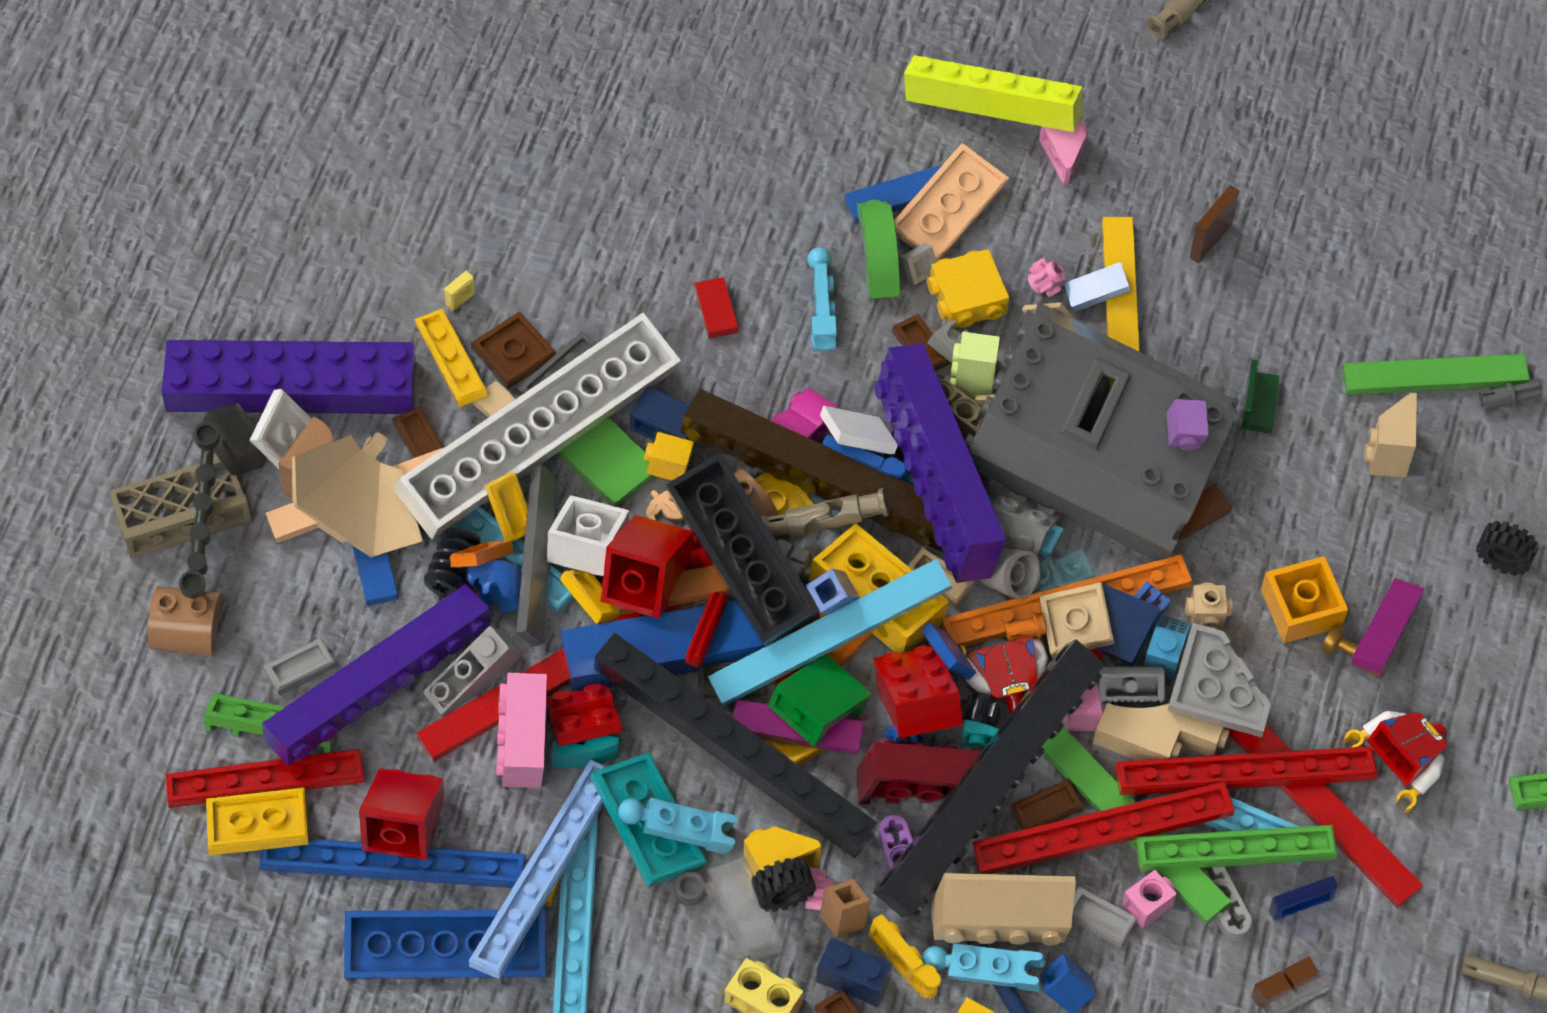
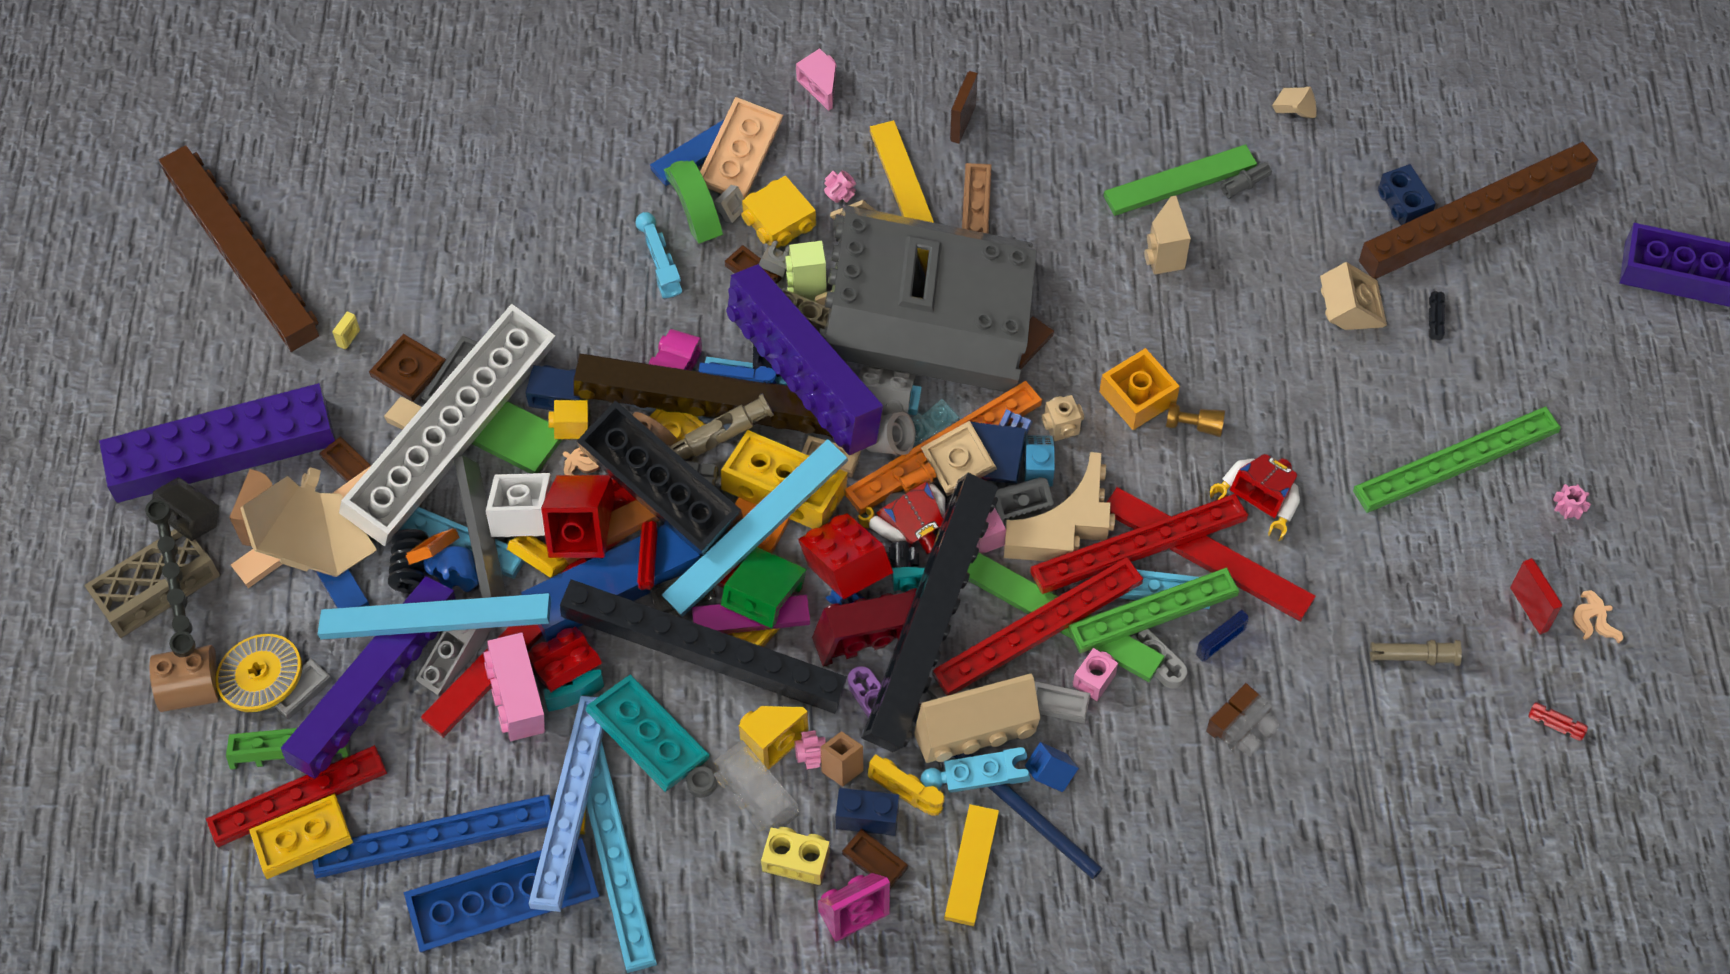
camera: 15 degrees left, 0 degrees up
(279, 426) = (221, 487): white tile -> none
(280, 649) = (278, 678): none -> piece
(371, 167) = (239, 249): none -> reddish brown brick
(401, 813) = (428, 791): red slope -> none
(451, 357) = (355, 388): yellow tile -> none
(461, 630) = (434, 616): none -> medium azure tile
(508, 506) = (444, 498): yellow tile -> none
(681, 823) = (677, 727): medium azure plate -> none
(716, 307) = (570, 285): red tile -> none
(783, 884) = (784, 754): black tyre -> none
(832, 591) = (747, 491): brick -> none
(858, 430) = (725, 352): white tile -> none
(948, 651) = (860, 514): blue tile -> none
(993, 93) = (749, 50): neon yellow brick -> none
(1047, 806) = (983, 621): reddish brown tile -> none
(1097, 287) = (884, 183): tile -> none
(1187, 424) = (1001, 269): medium lavender brick -> none
(1196, 333) = (976, 197): none -> medium nougat tile
(1218, 685) = (1094, 478): light grey plate -> none
(1259, 400) = (1046, 238): dark green panel -> none
(1387, 626) = (1214, 391): magenta tile -> none
(1507, 548) = (1288, 301): black tyre -> none

